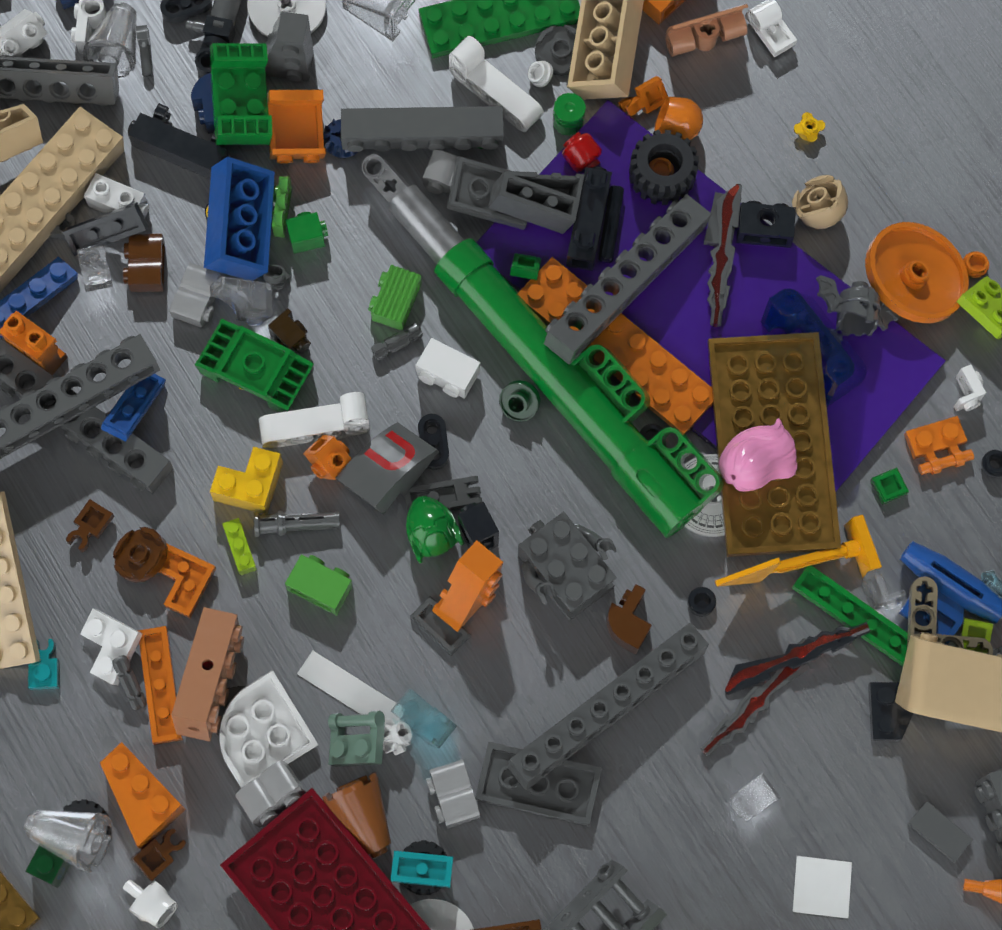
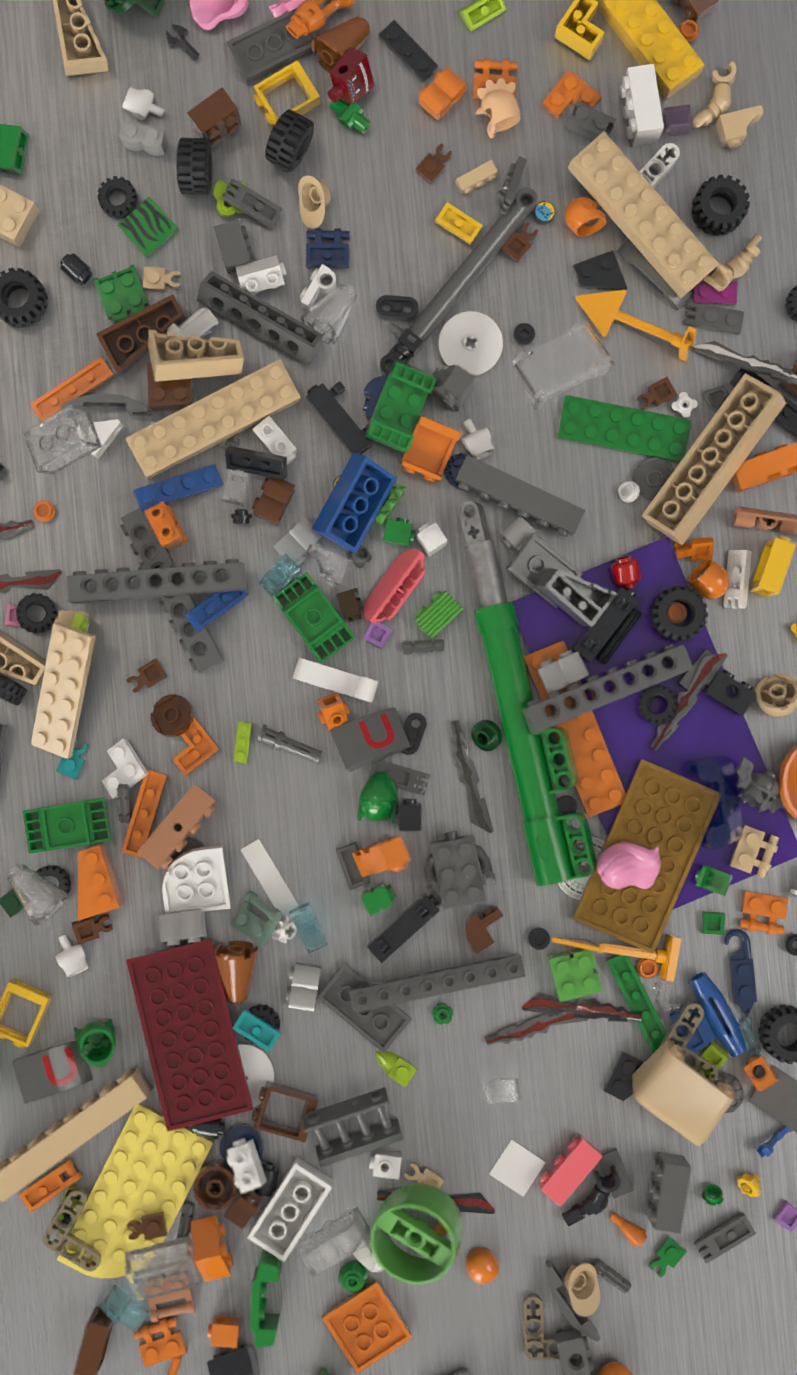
camera: 30 degrees right, 15 degrees up
(70, 742) = (66, 825): none -> green plate
(116, 298) = (241, 516): none -> black plate
(144, 43) = (352, 323): dark grey bar -> none
(192, 337) = (280, 575): none -> clear light blue brick
(252, 488) = (270, 707): yellow brick -> none
(319, 584) = (284, 797): bright green brick -> none
(331, 289) = (395, 586): none -> coral brick
(337, 351) = (377, 634): none -> medium lavender plate
(345, 96) = (477, 441): none -> white piece
(346, 217) = (431, 538): none -> white brick
(447, 369) = (447, 686): white brick -> none
(472, 70) = (589, 487): white beam -> none
(488, 641) = (378, 898): none -> green brick
(524, 459) = (469, 776): none -> dark grey sword
(525, 266) = (540, 639): green tile -> none
(536, 663) = (404, 927): none -> black brick
(567, 283) = (562, 672): none -> light grey brick
(568, 114) = (632, 535): green piece -> none
(613, 837) = (396, 1067): none -> lime plate
(635, 752) = (436, 1013): none -> green plate
(691, 258) = (648, 695): none -> black tyre
(715, 118) = (739, 572): none -> white hinge
(738, 74) = (772, 566): none -> yellow window
(763, 617) = (574, 975): none -> bright green piece
(843, 571) = (647, 968): none -> orange plate
(862, 432) = (713, 880): none -> green bracket
(881, 382) = (747, 850): none -> tan plate
(884, 852) = (569, 1169): none -> coral brick
(936, 871) = (596, 1200): none -> black piece
(955, 525) = (742, 973): none -> dark blue plate

